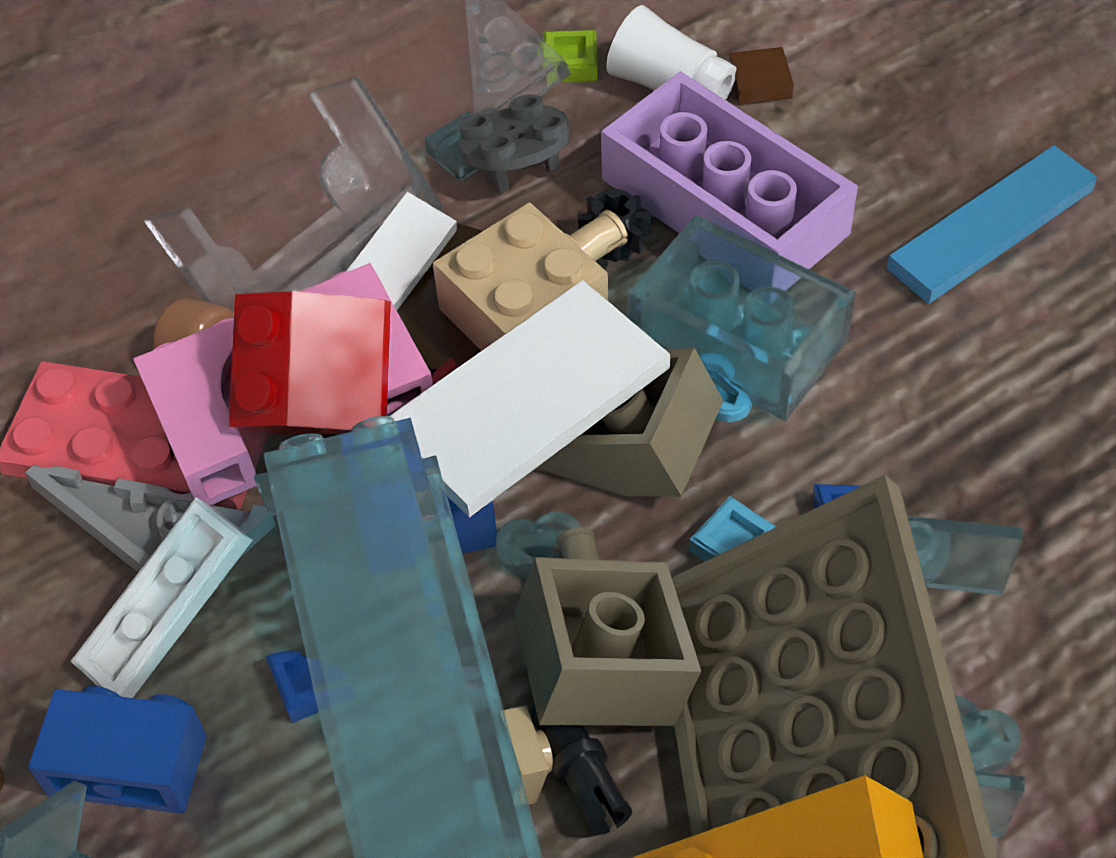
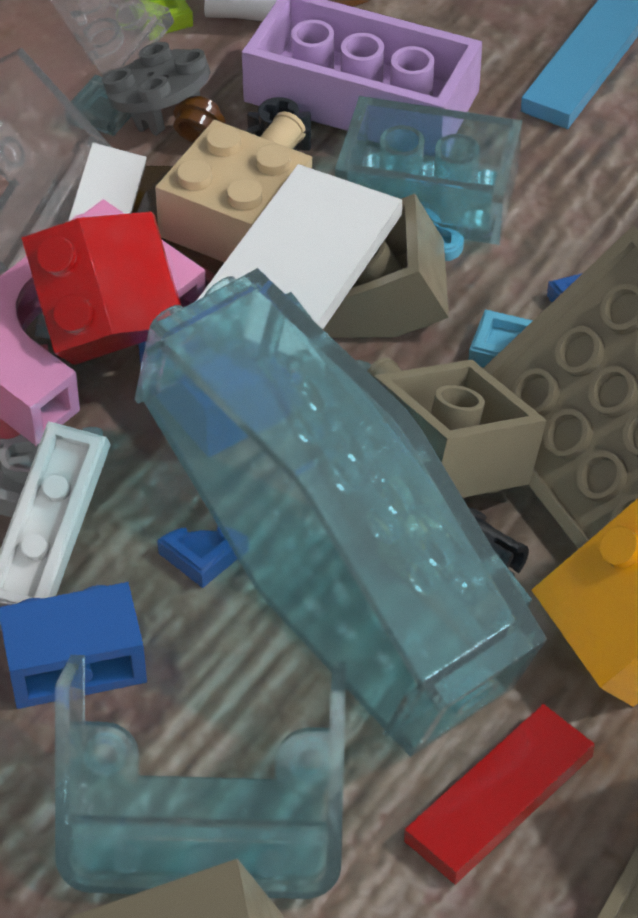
camera: 25 degrees left, 5 degrees down
(542, 188) = (194, 116): none -> reddish brown plate

